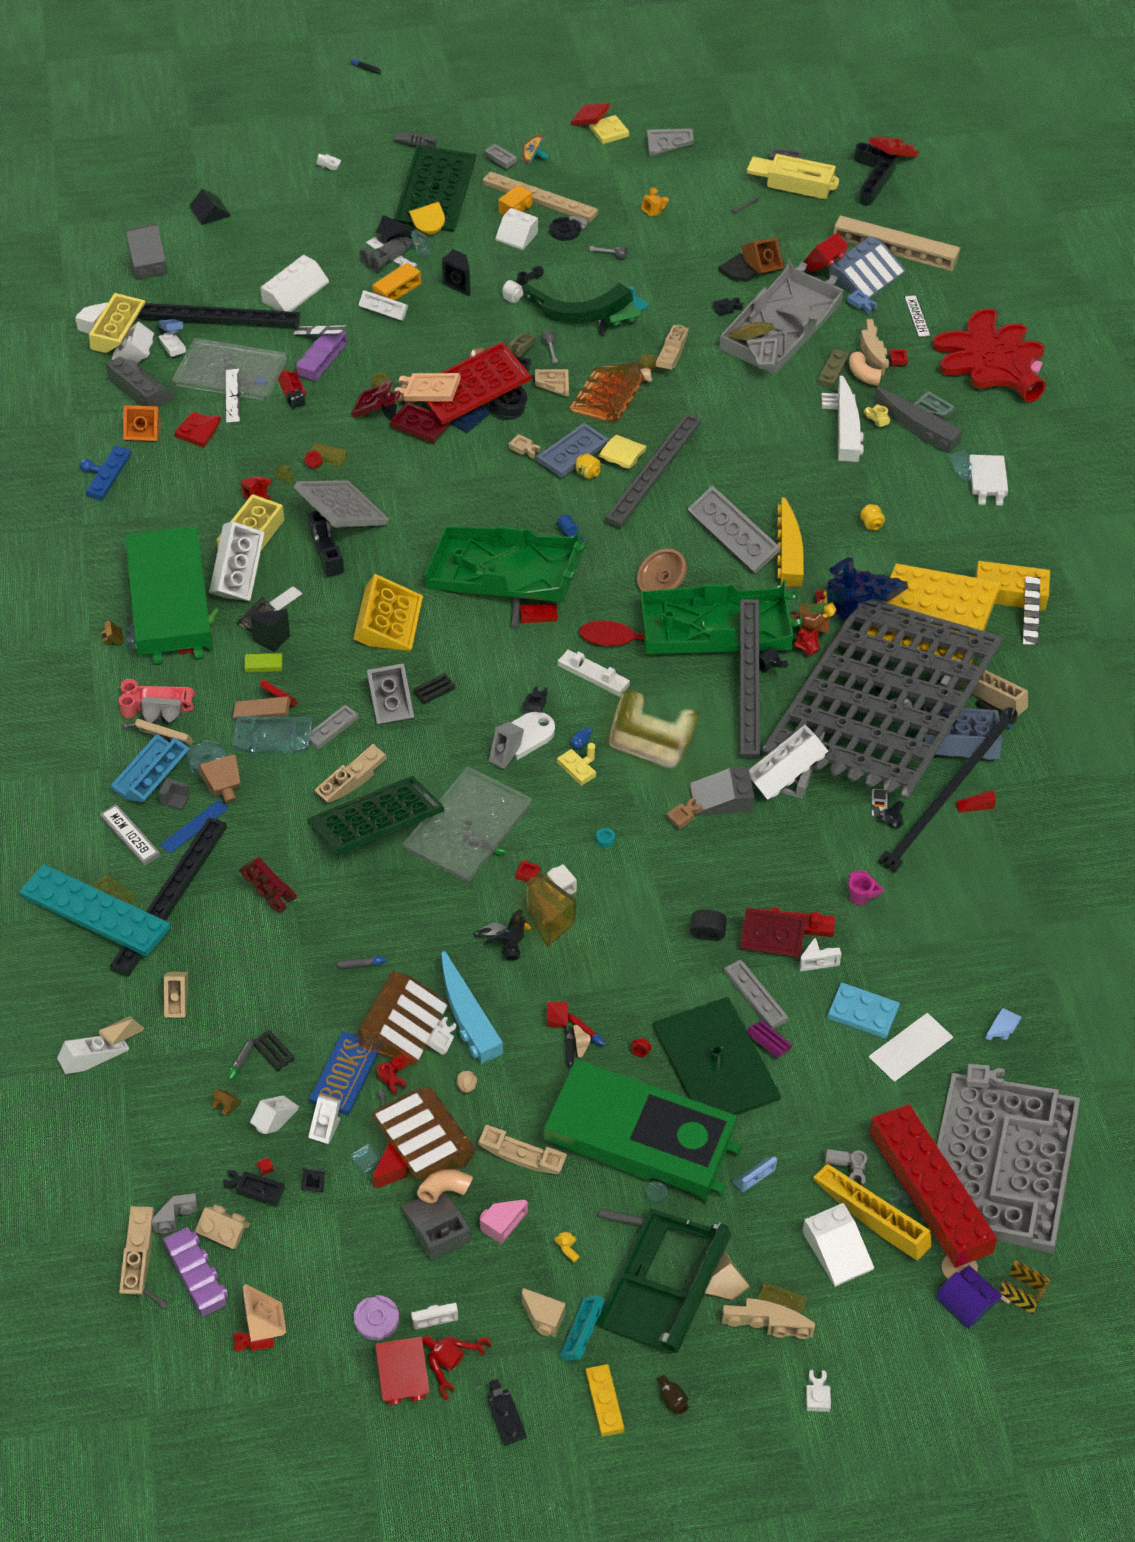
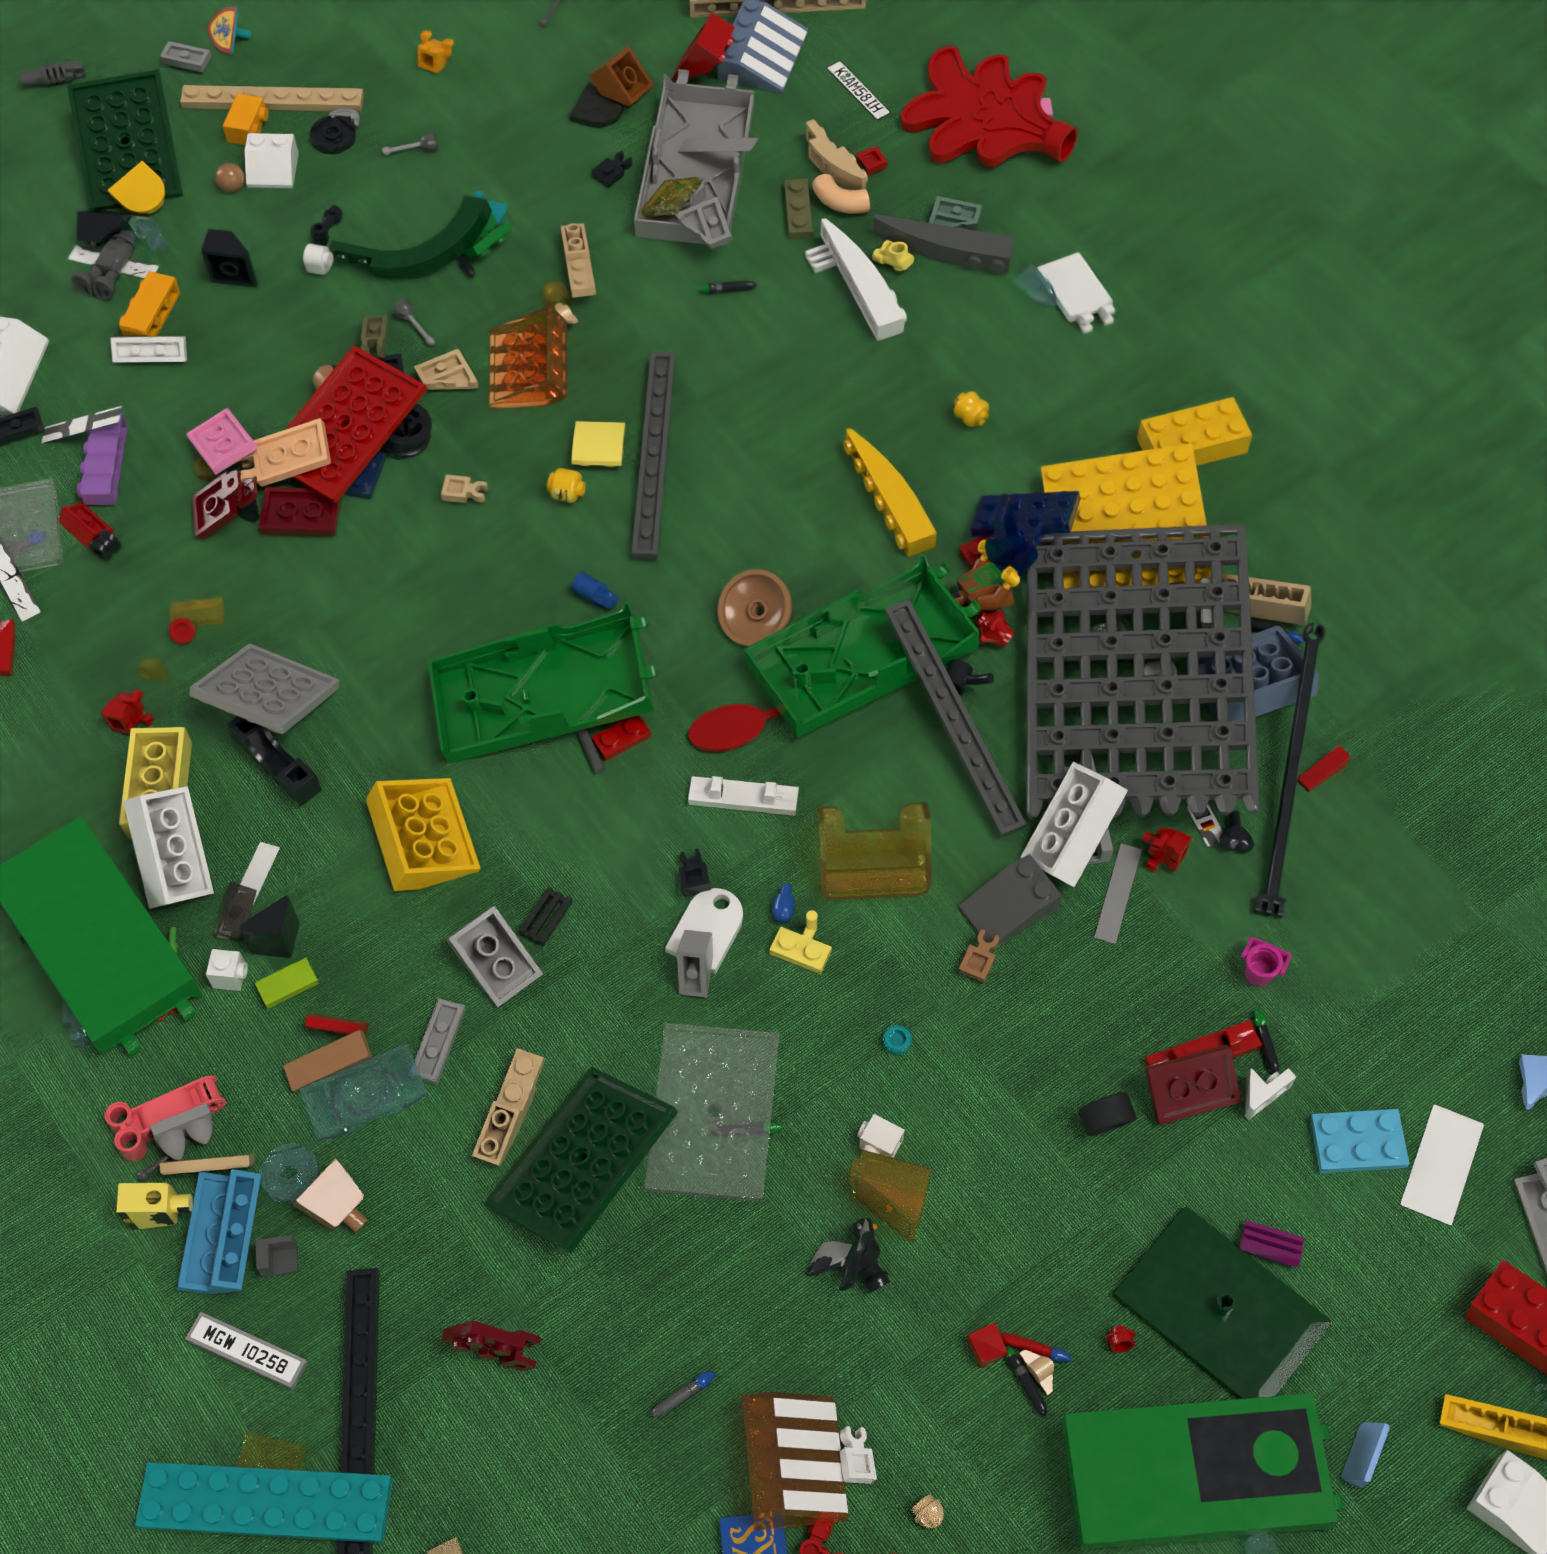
camera: 25 degrees left, 10 degrees up
(112, 634) = (44, 1035): pearl gold tile -> none
(119, 737) = (150, 1204): none -> light yellow torso
(193, 826) = (329, 1291): blue sticker -> none
(232, 640) = (226, 970): none -> white brick
(395, 367) = (221, 441): none -> bright pink tile
(470, 1018) = (872, 1405): medium azure slope -> none
(487, 230) = (229, 177): none -> medium nougat piece
(527, 871) = (826, 1142): red tile -> none
(562, 455) = (528, 467): sand blue plate -> none
(734, 529) = (809, 501): light grey plate -> none
(747, 392) = (710, 288): none -> black piece
(756, 994) = (1216, 1183): light grey tile -> none
(796, 817) = (1118, 893): none -> light grey sticker
(842, 802) = (1166, 847): none -> red piece
(842, 920) = (1267, 1045): none -> black piece
(856, 1160) = (1475, 1369): light grey bar -> none
(861, 300) = (779, 95): medium blue plate -> none
(1031, 610) = (1240, 463): sticker -> none

